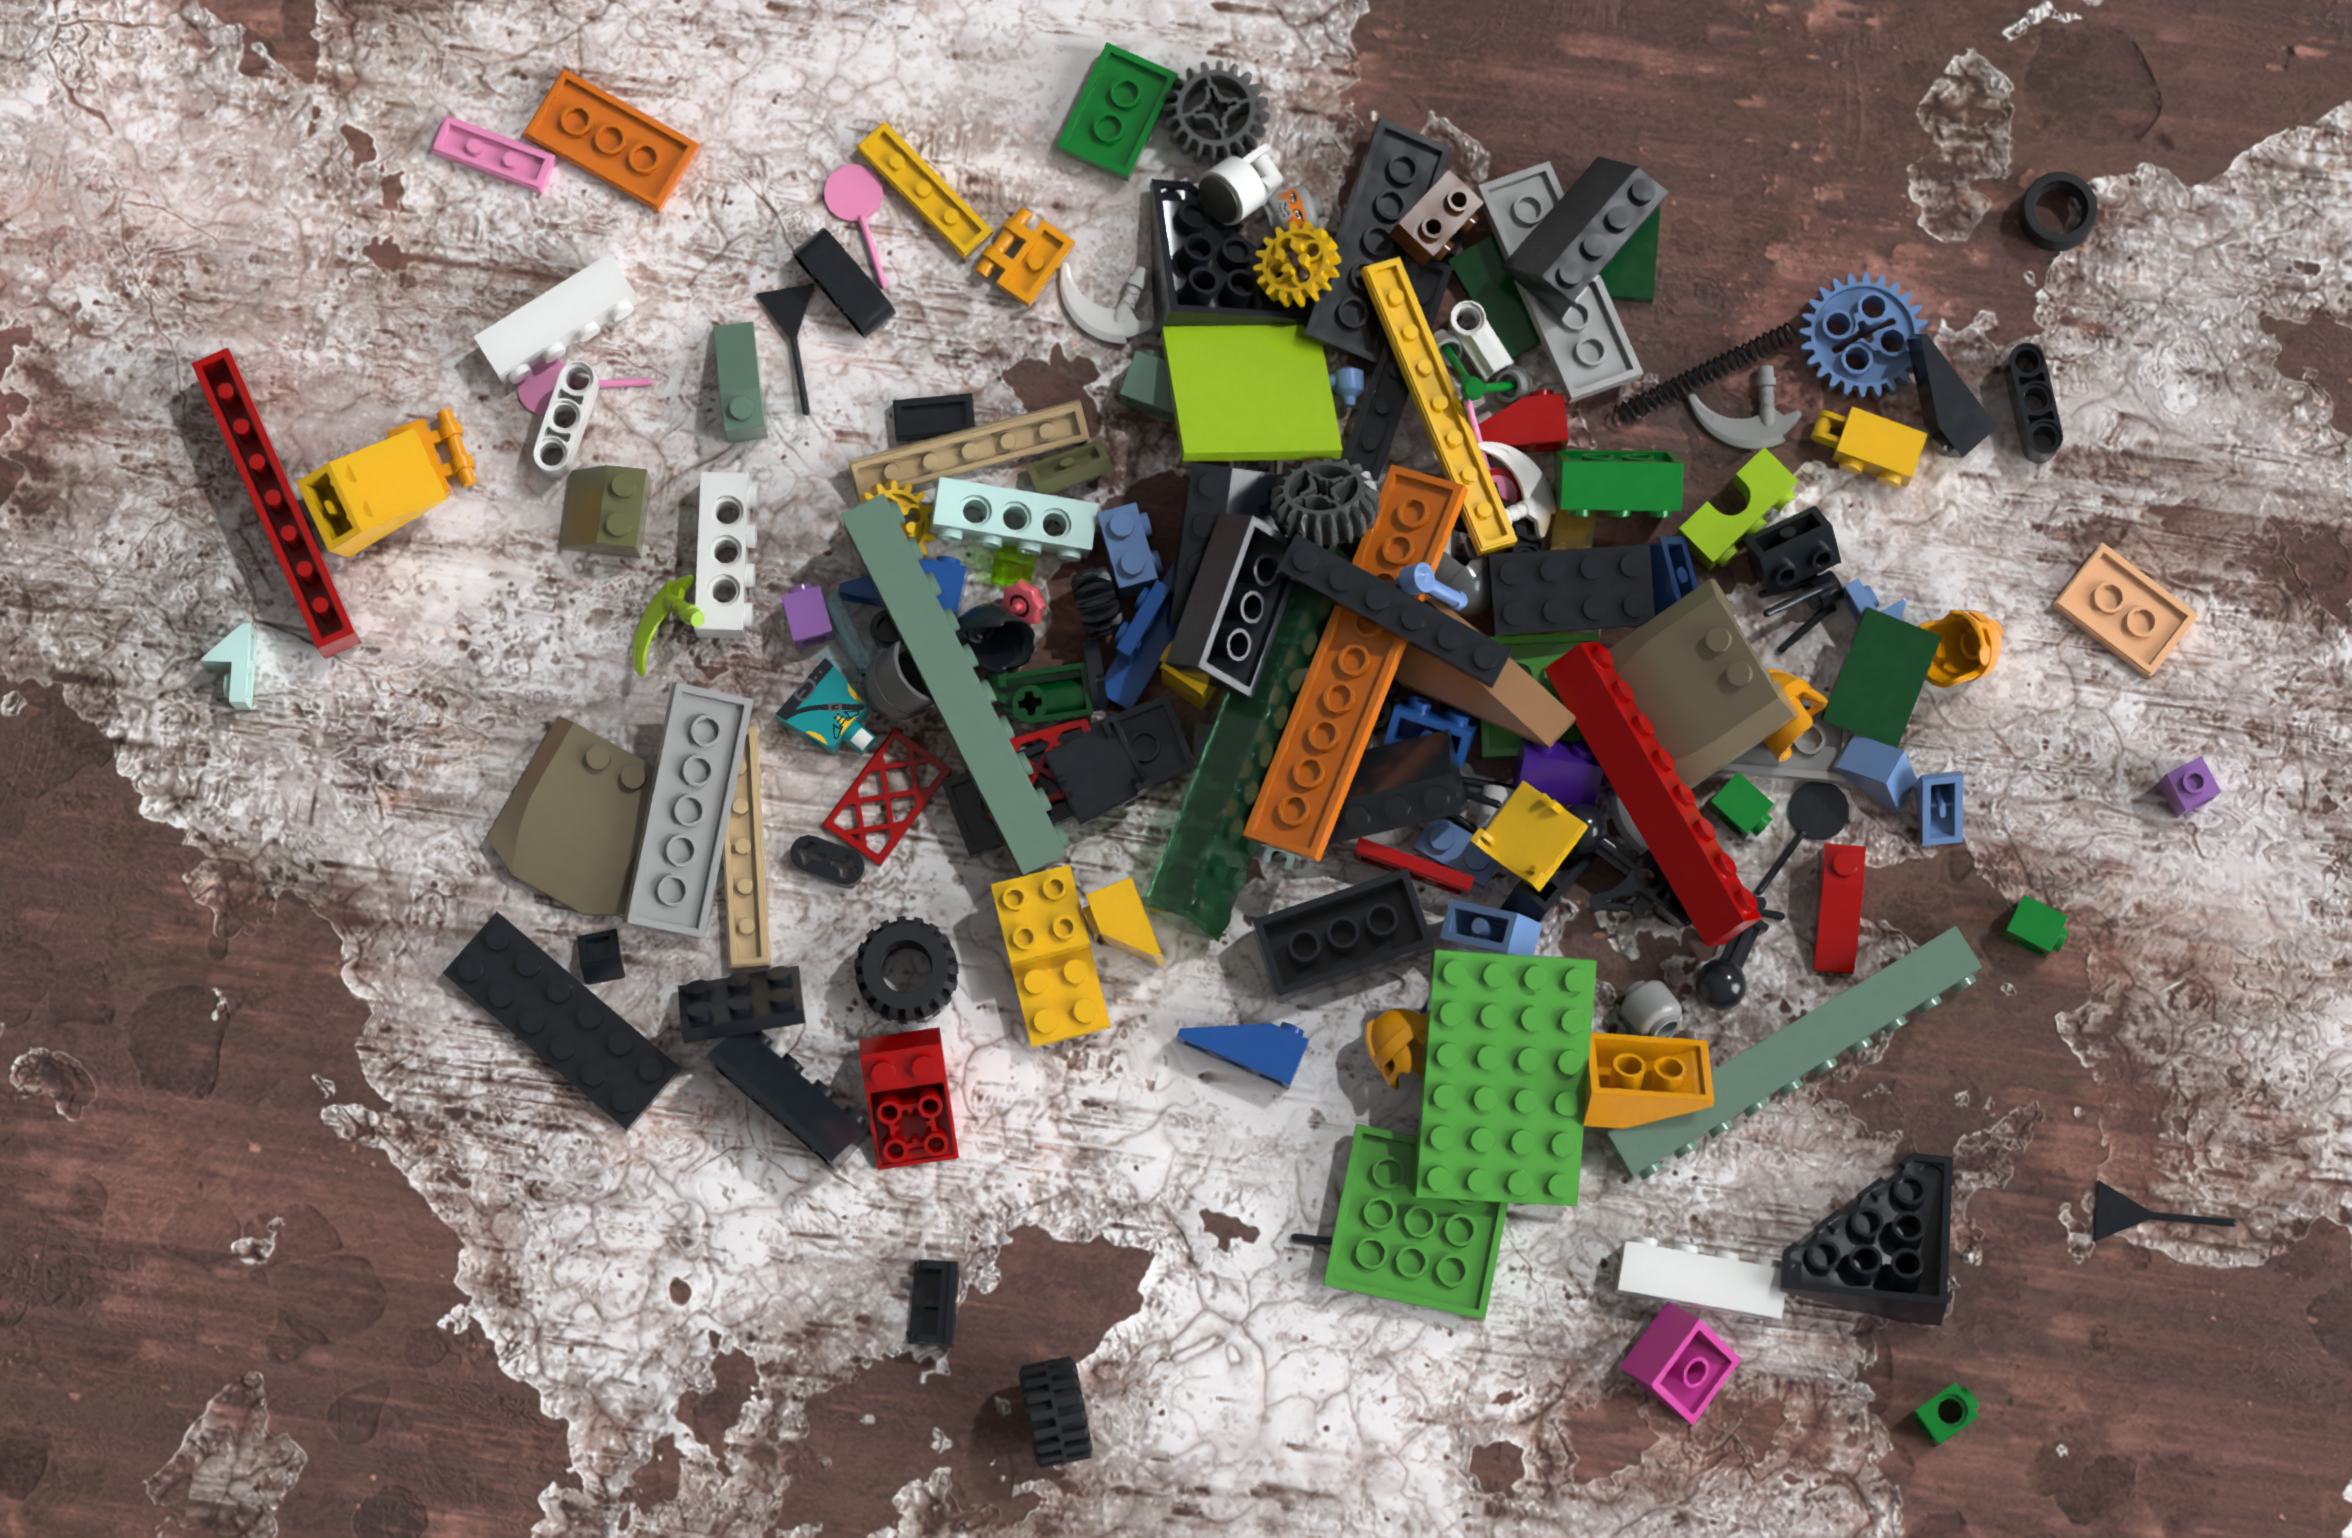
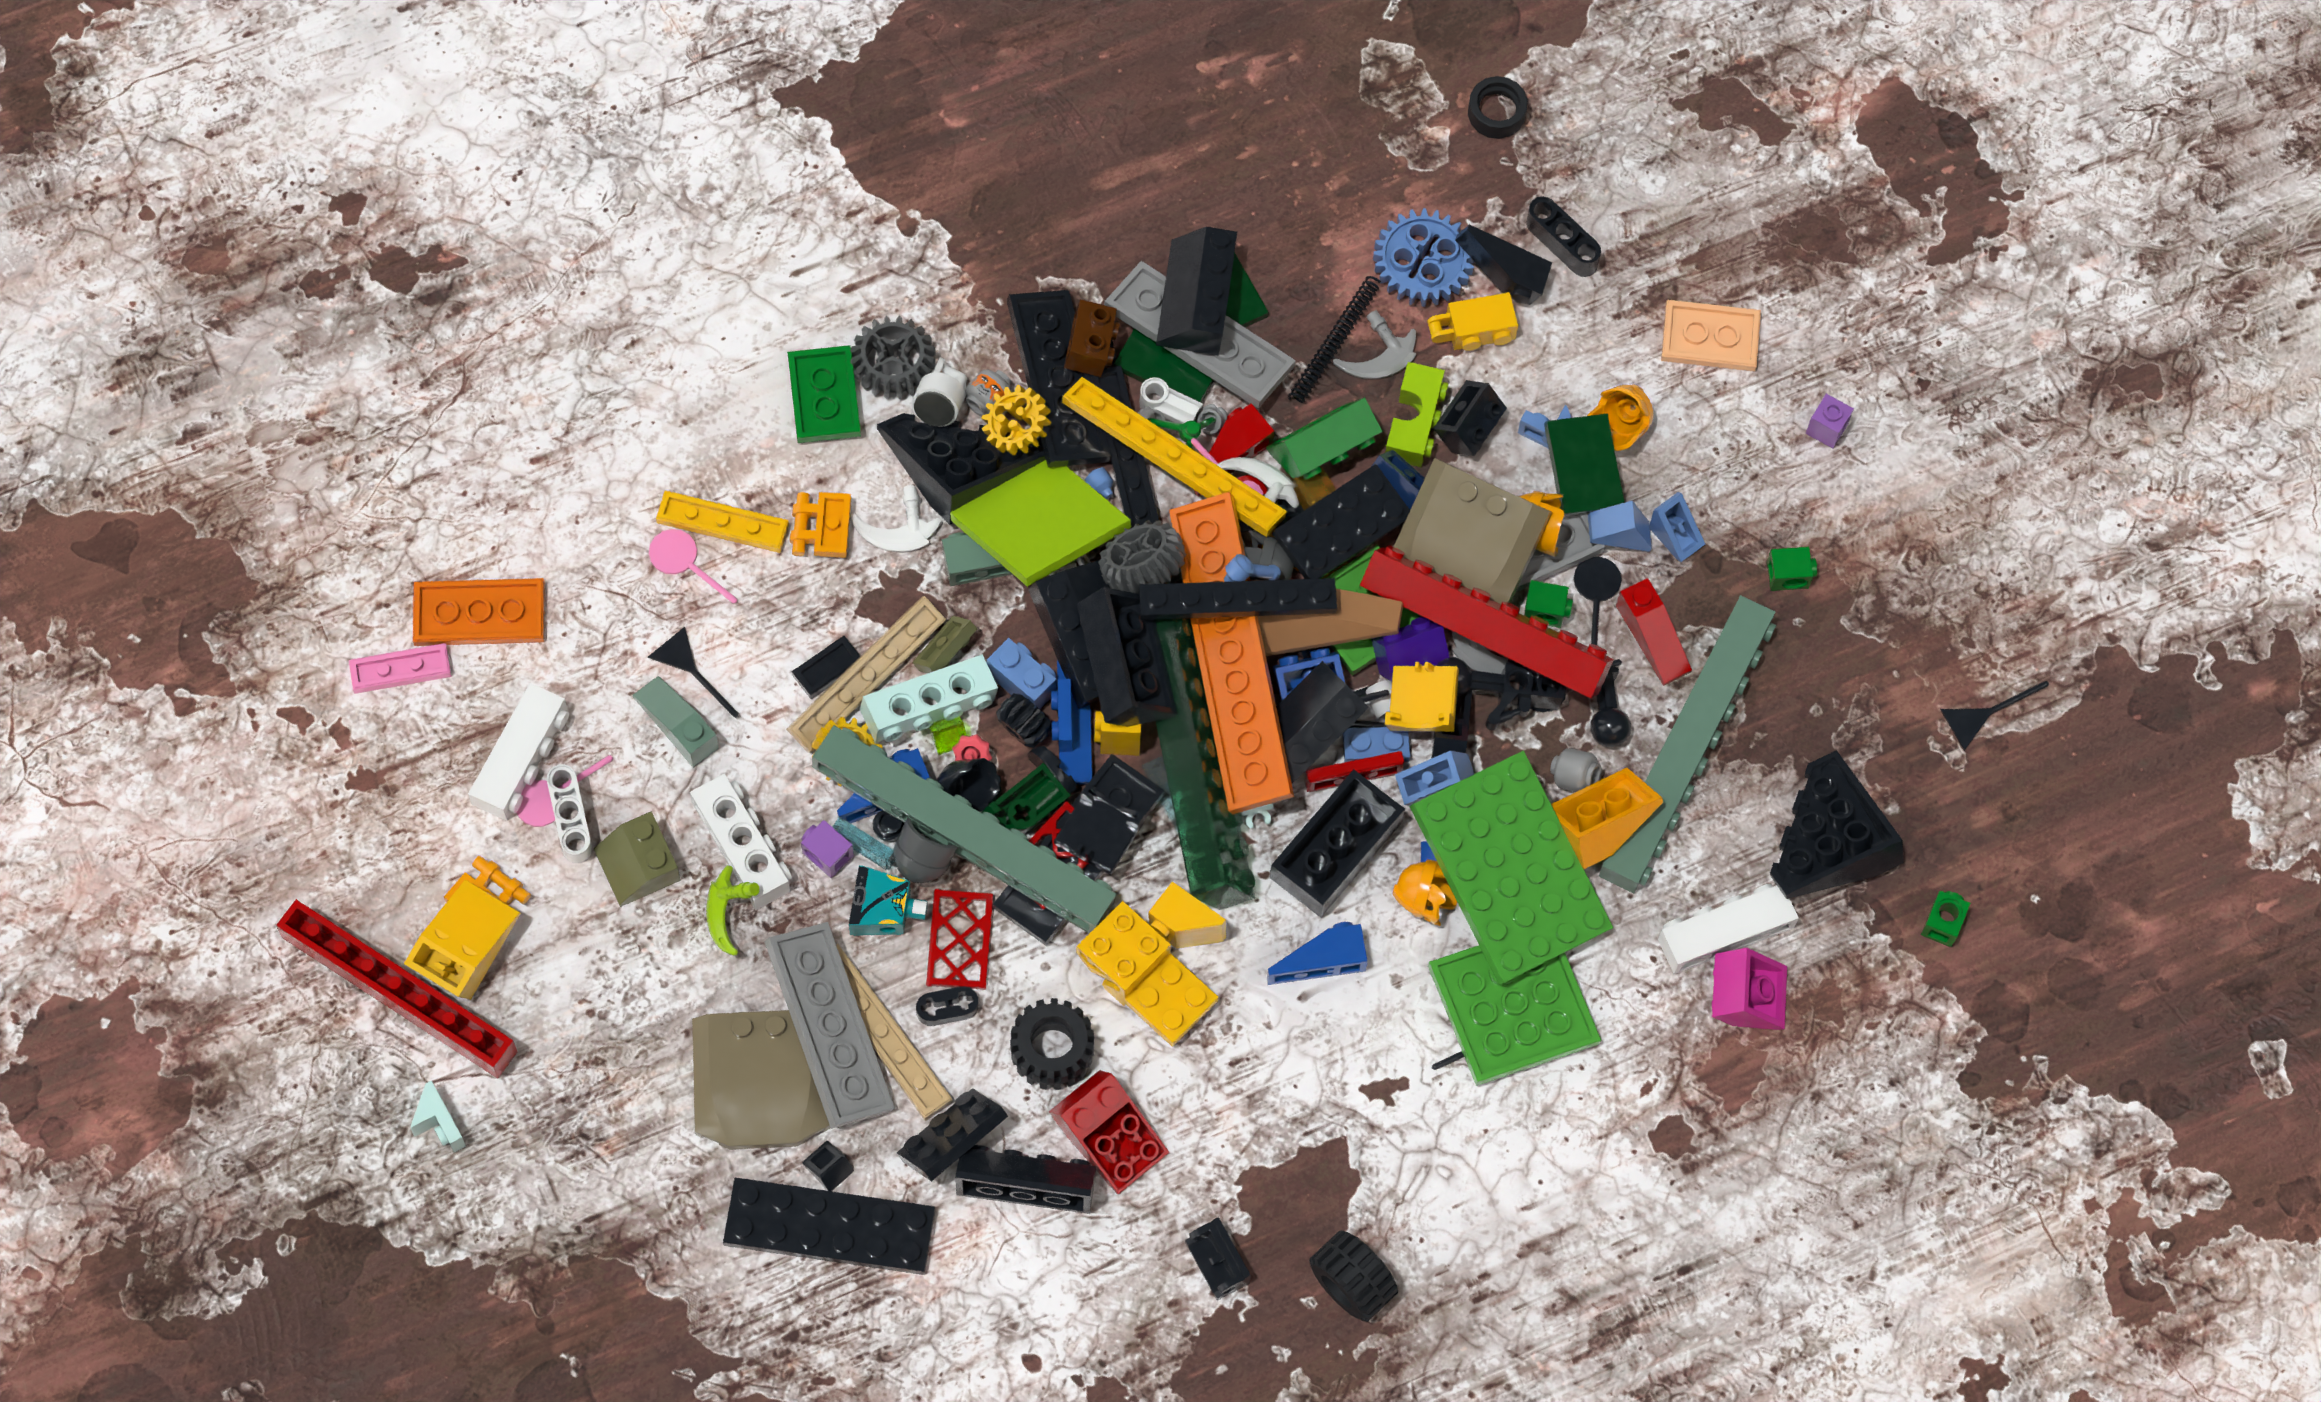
camera: 35 degrees left, 10 degrees down
(844, 282) = (706, 612): black beam -> none
(1817, 591) = (1503, 437): black plant -> none

